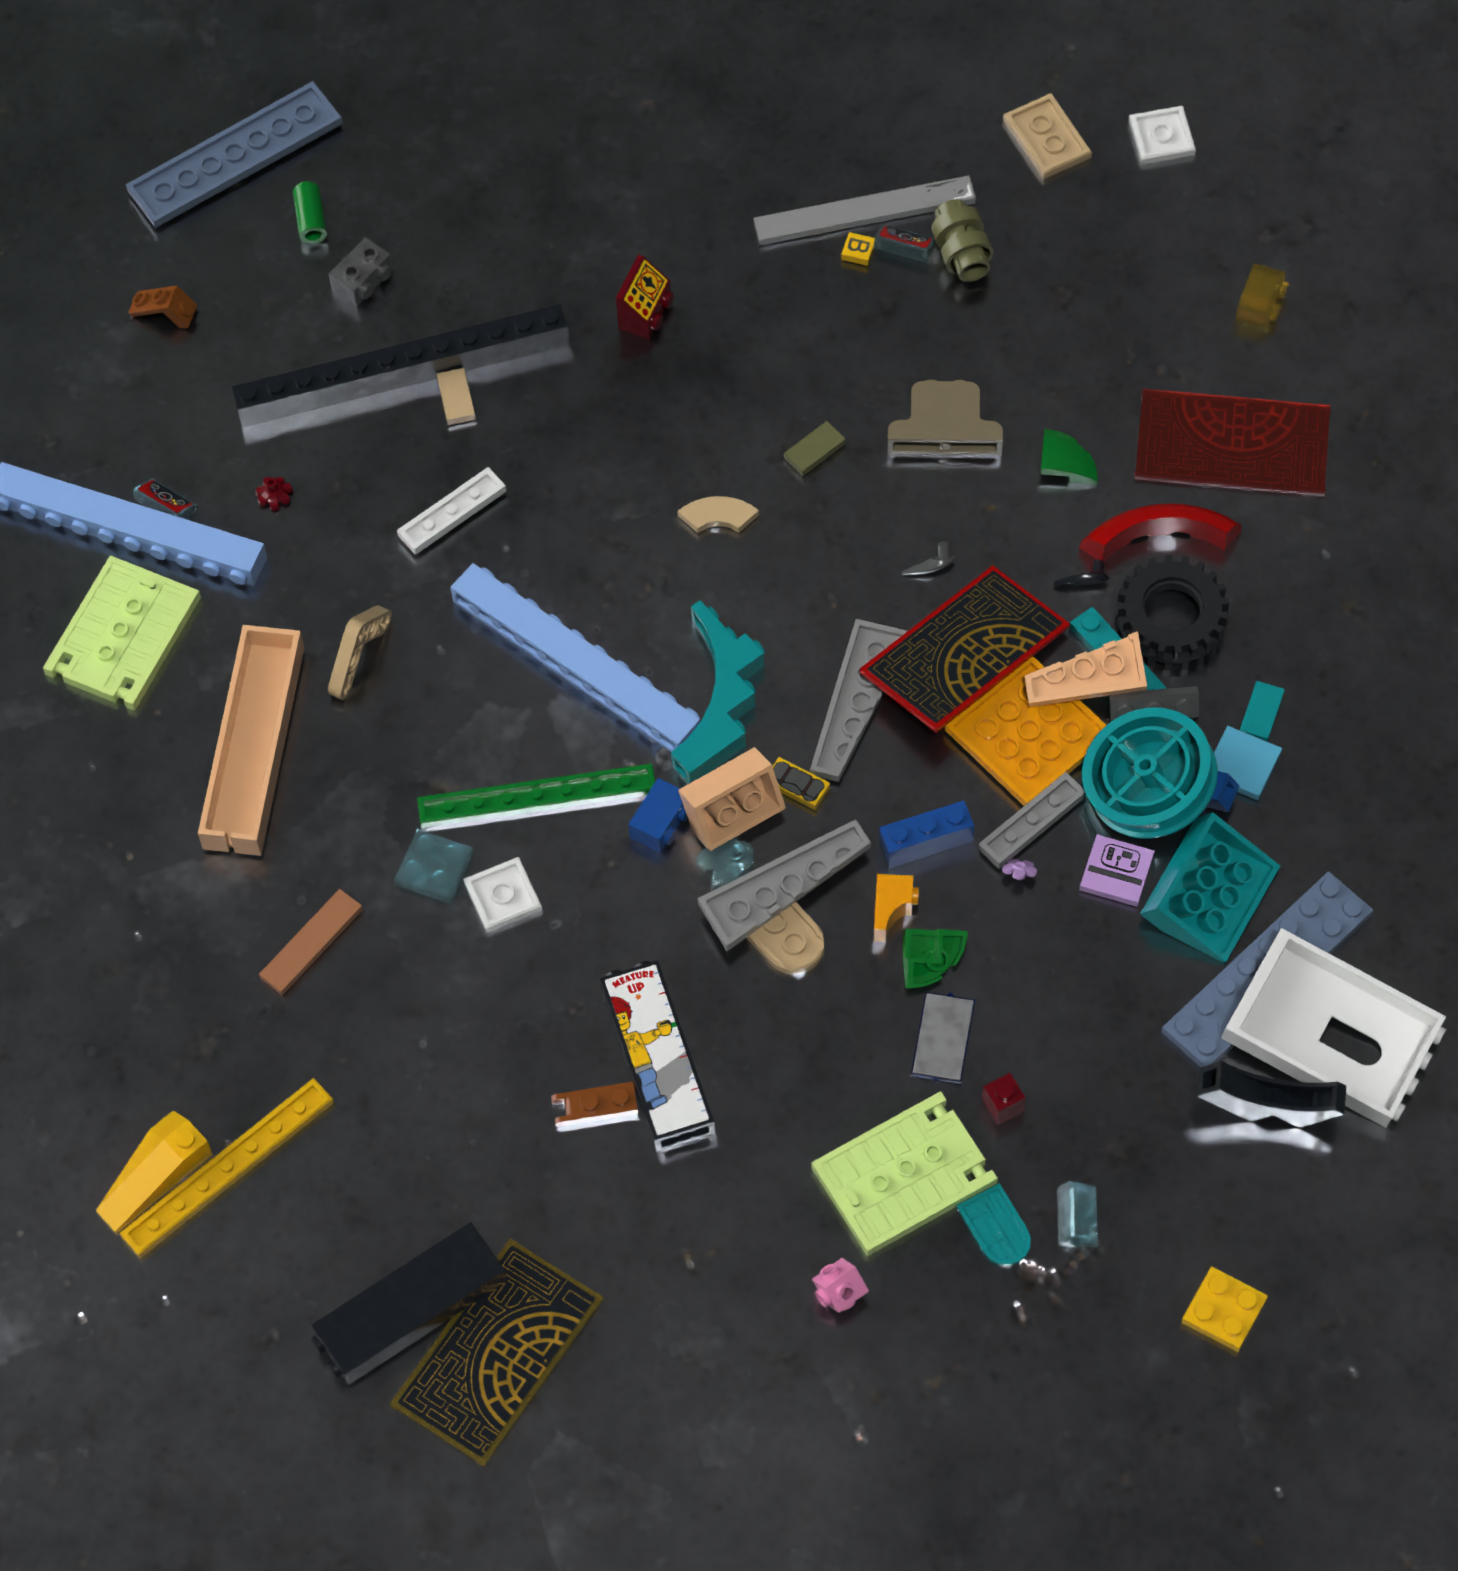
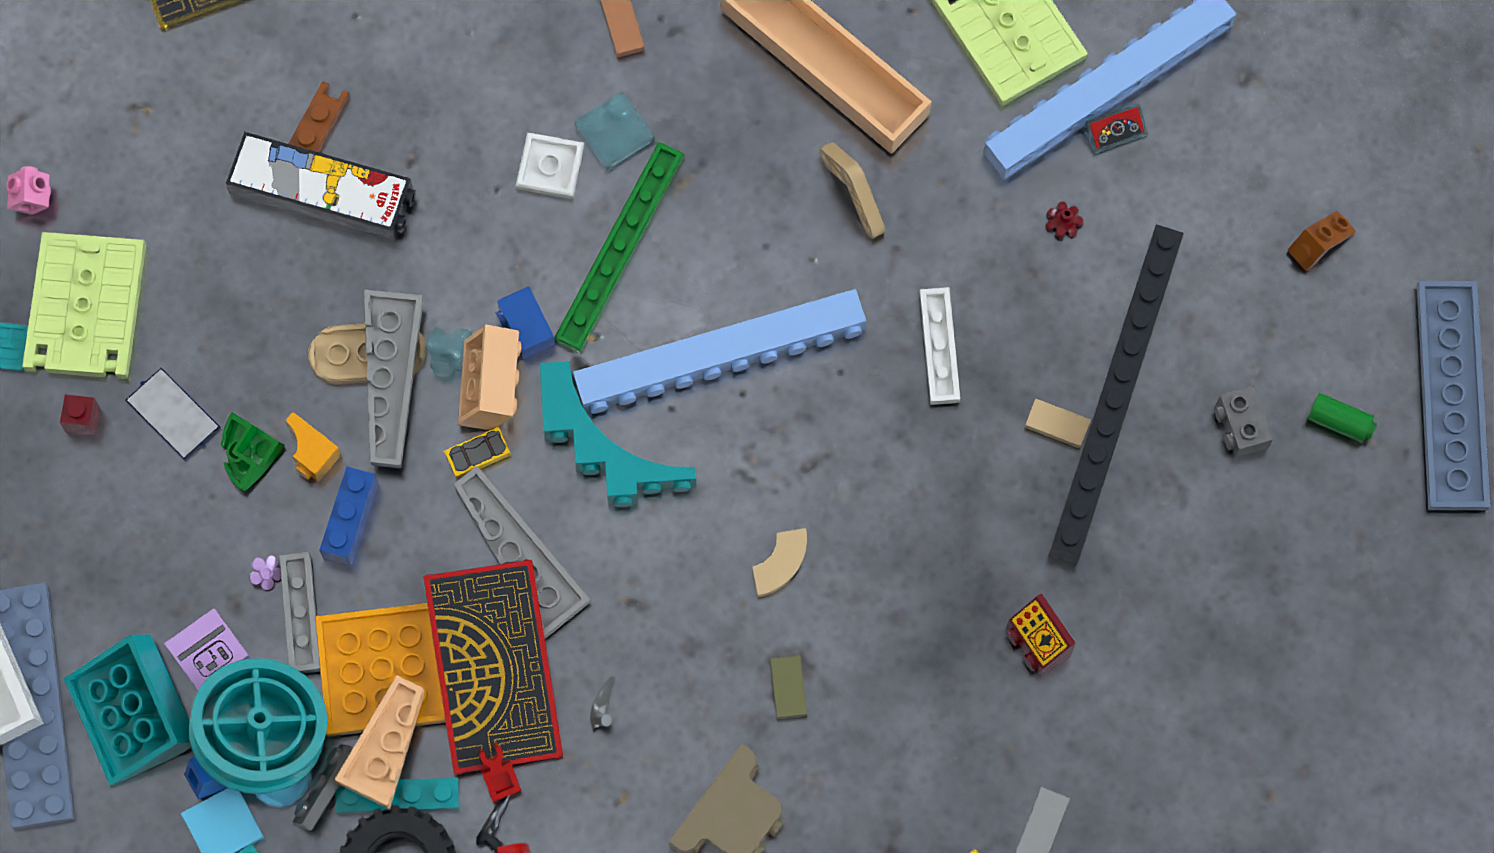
camera: 120 degrees right, 10 degrees up
(1045, 591) = (499, 776): none -> red plate

